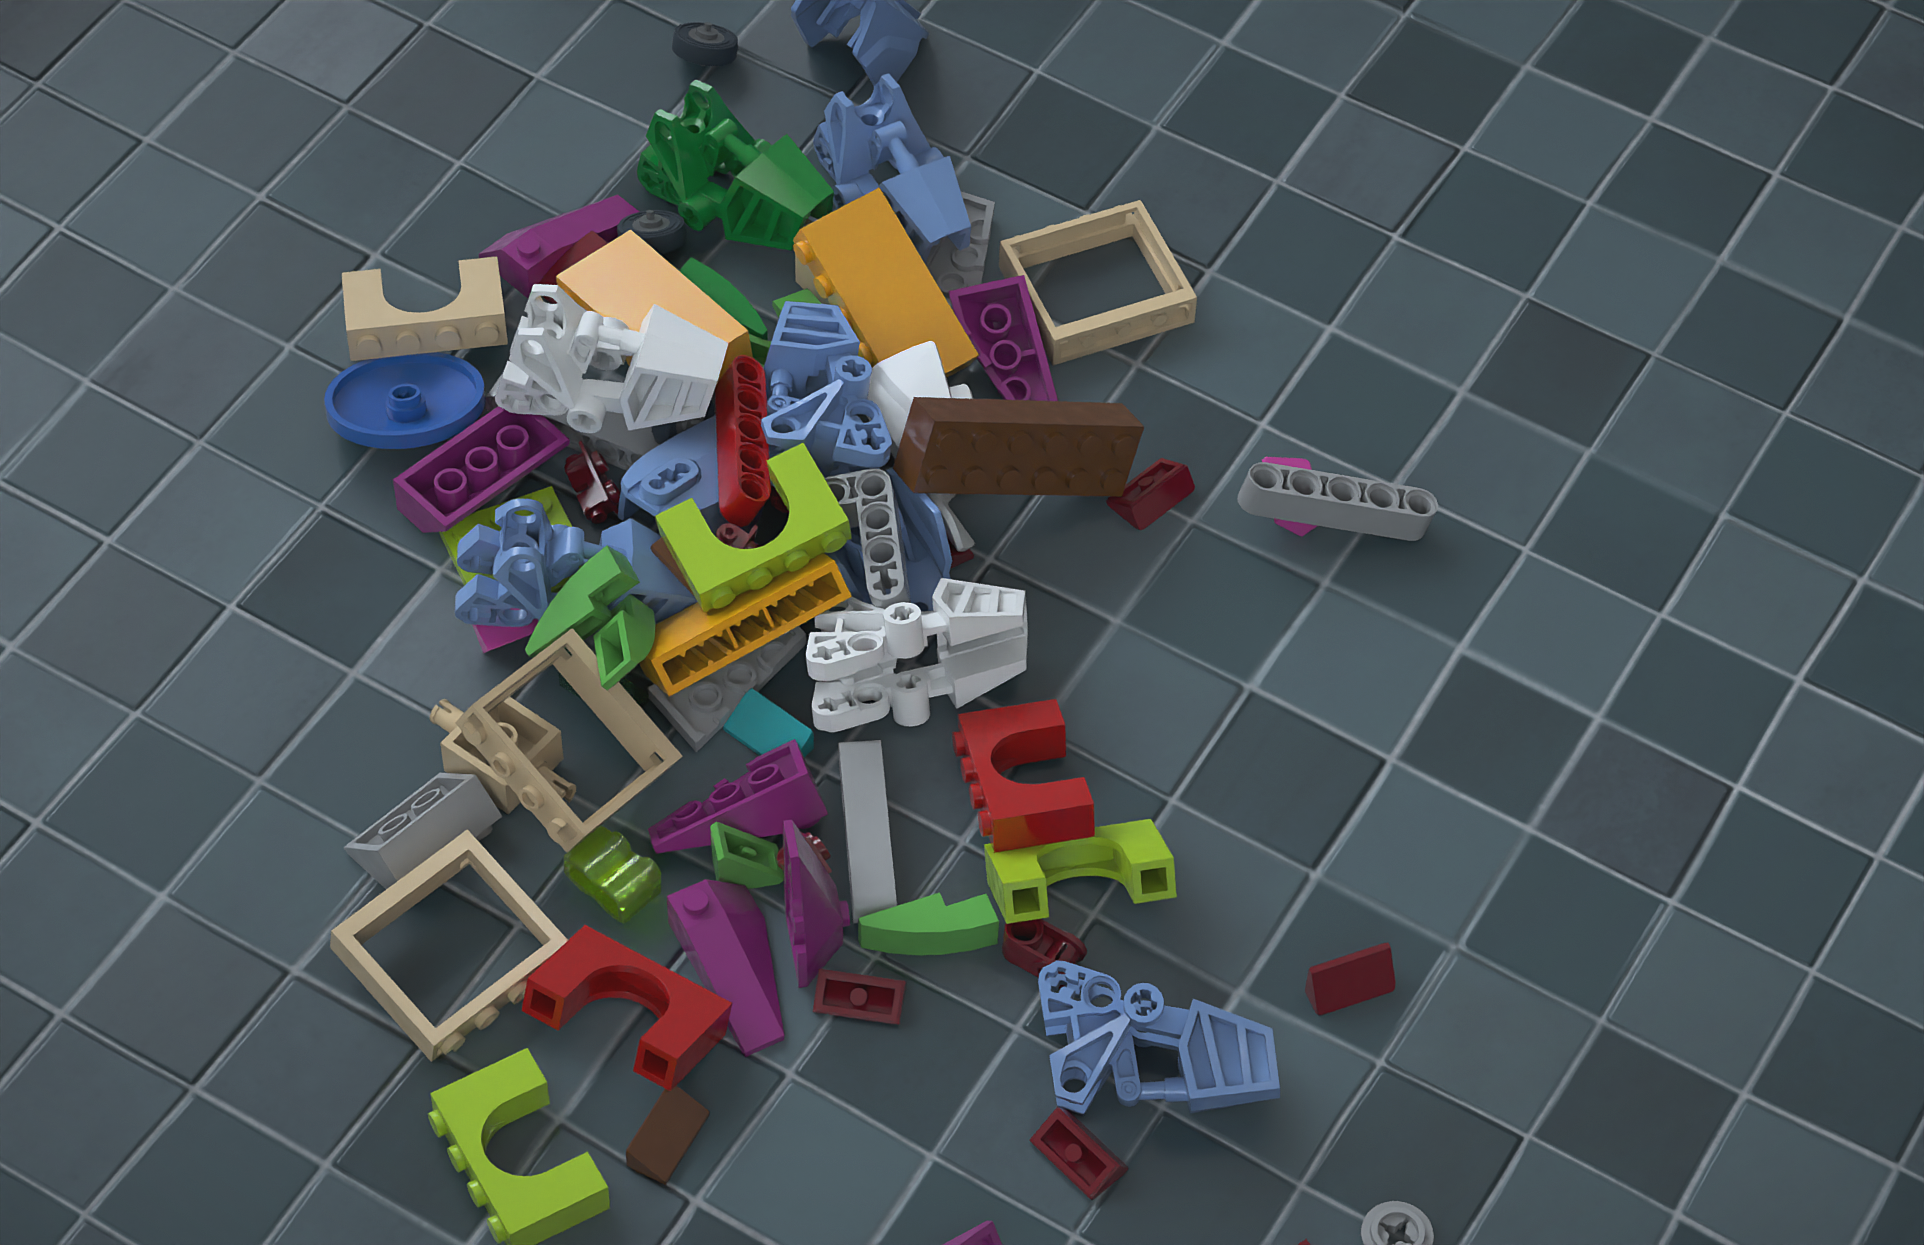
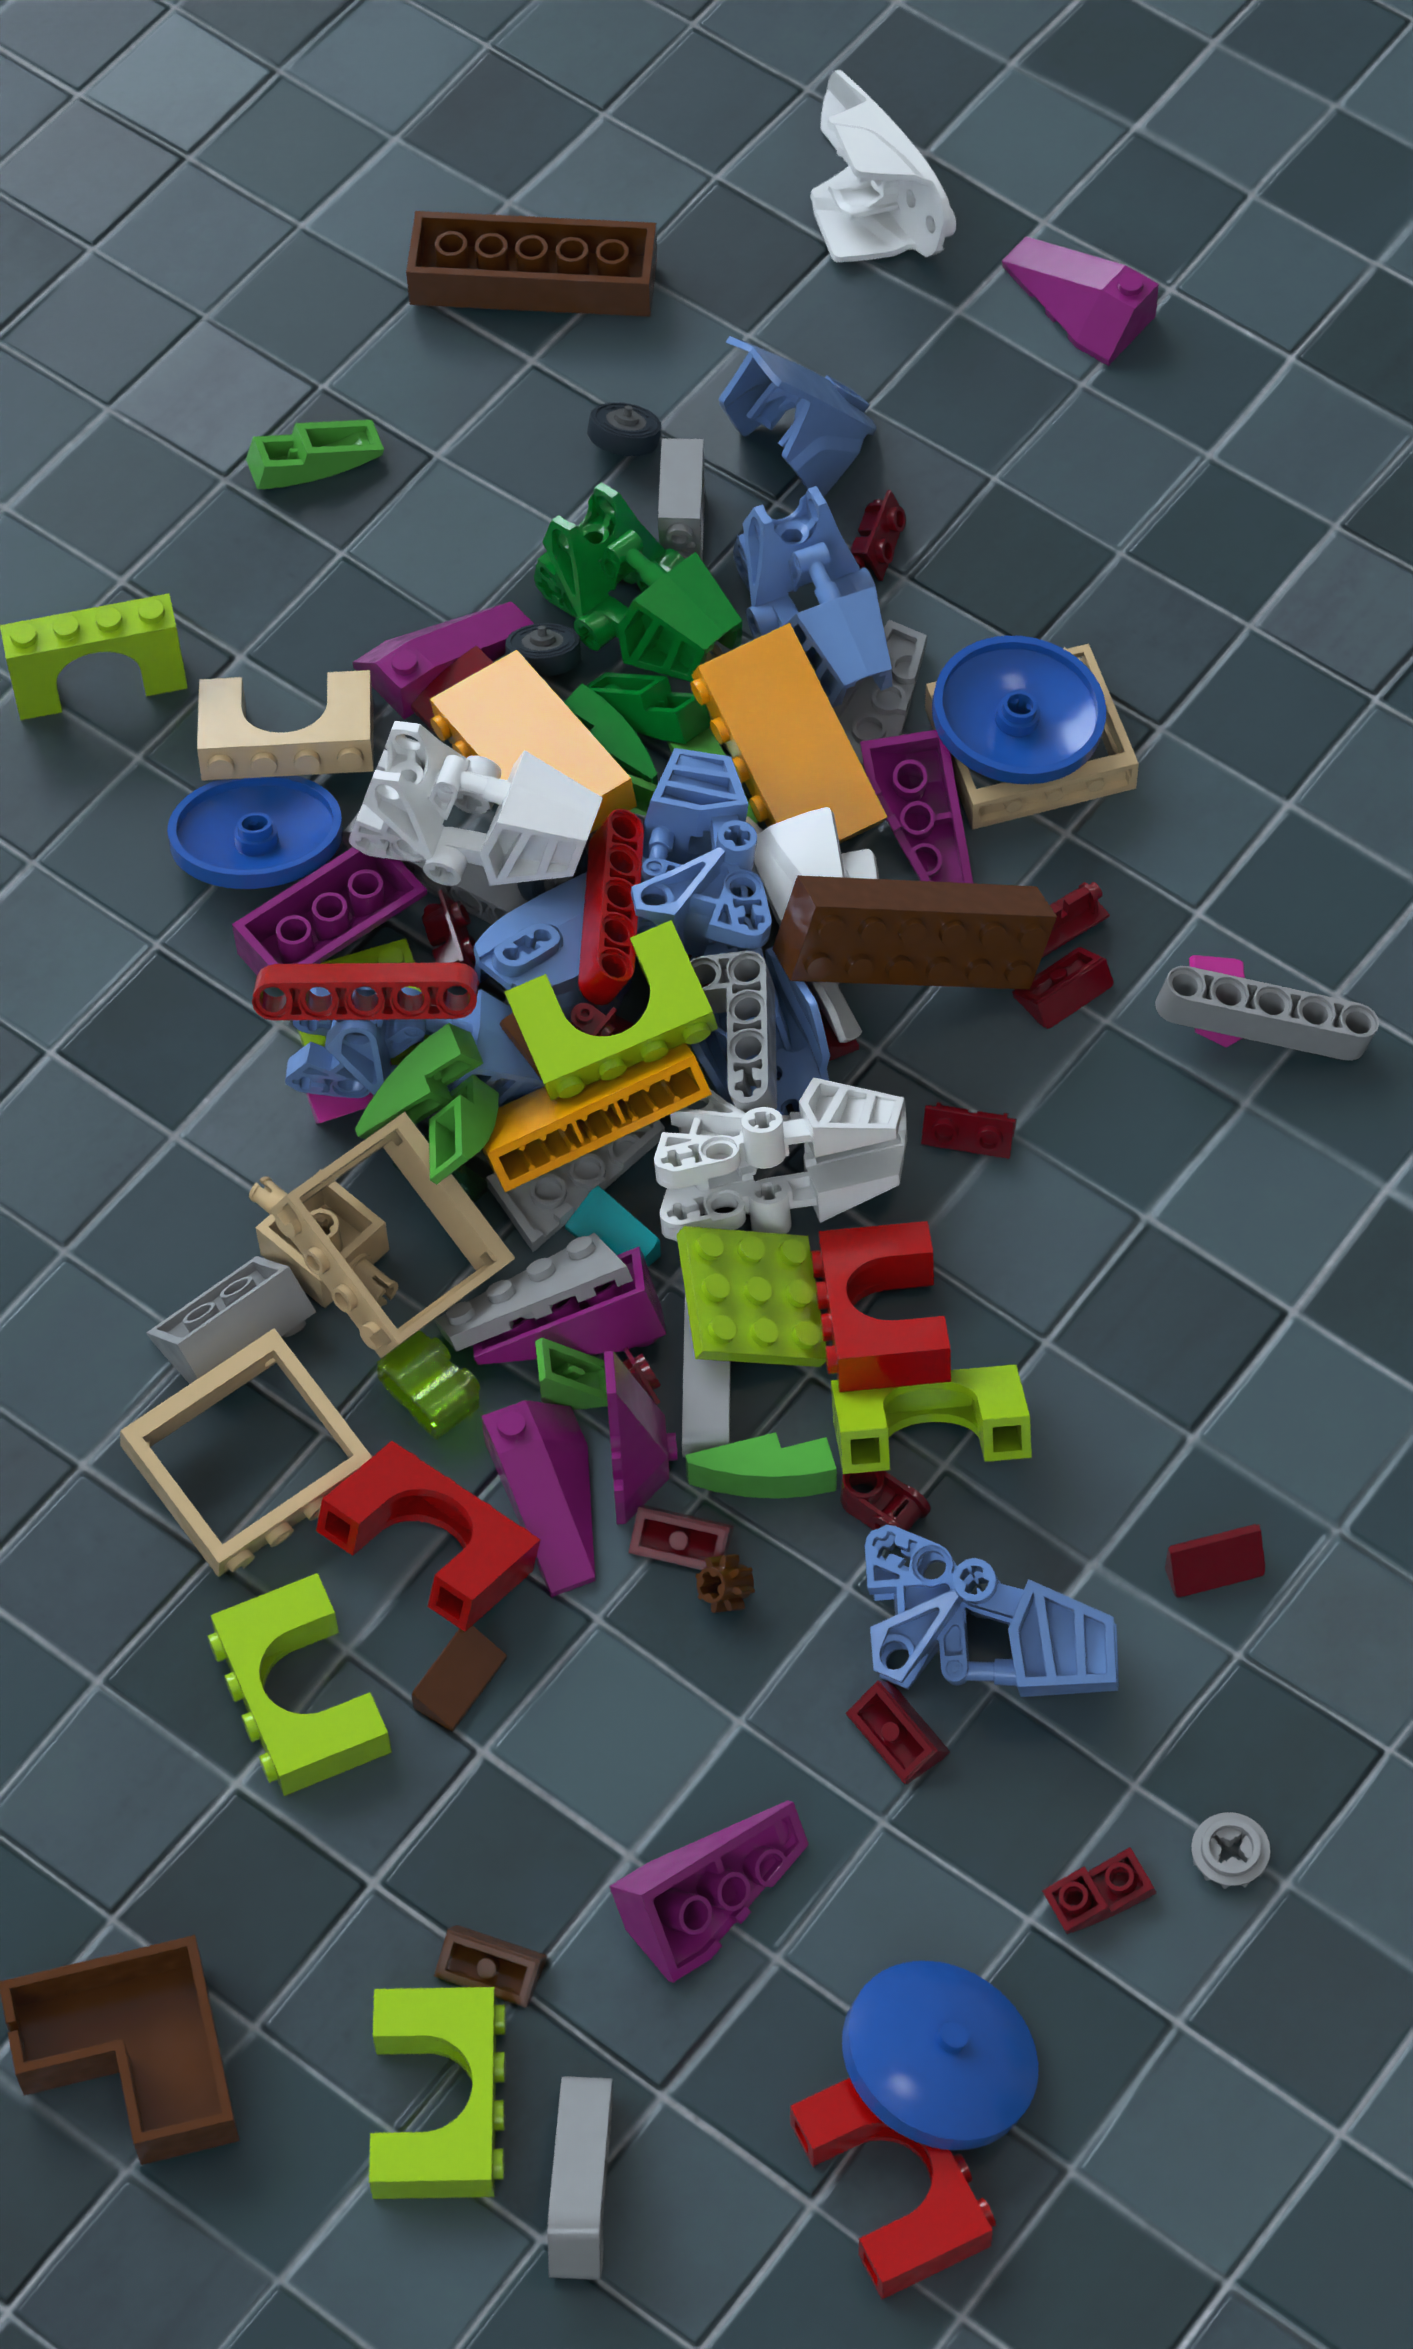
camera: 10 degrees right, 5 degrees up
(197, 248) = (45, 645): none -> lime arch
(424, 78) = (312, 452): none -> bright green slope
(511, 534) = (348, 1004): none -> red beam
(702, 785) = (532, 1293): none -> light grey wing
(757, 275) = (652, 706): none -> green slope
(764, 91) = (682, 496): none -> light grey window
(903, 775) = (751, 1296): none -> lime plate
(906, 1031) = (725, 1583): none -> reddish brown gear
(942, 119) = (881, 527): none -> dark red hinge
(1081, 621) = (967, 1131): none -> dark red hinge
(1087, 255) = (1019, 709): none -> blue dish
(1158, 430) = (1075, 915): none -> dark red hinge

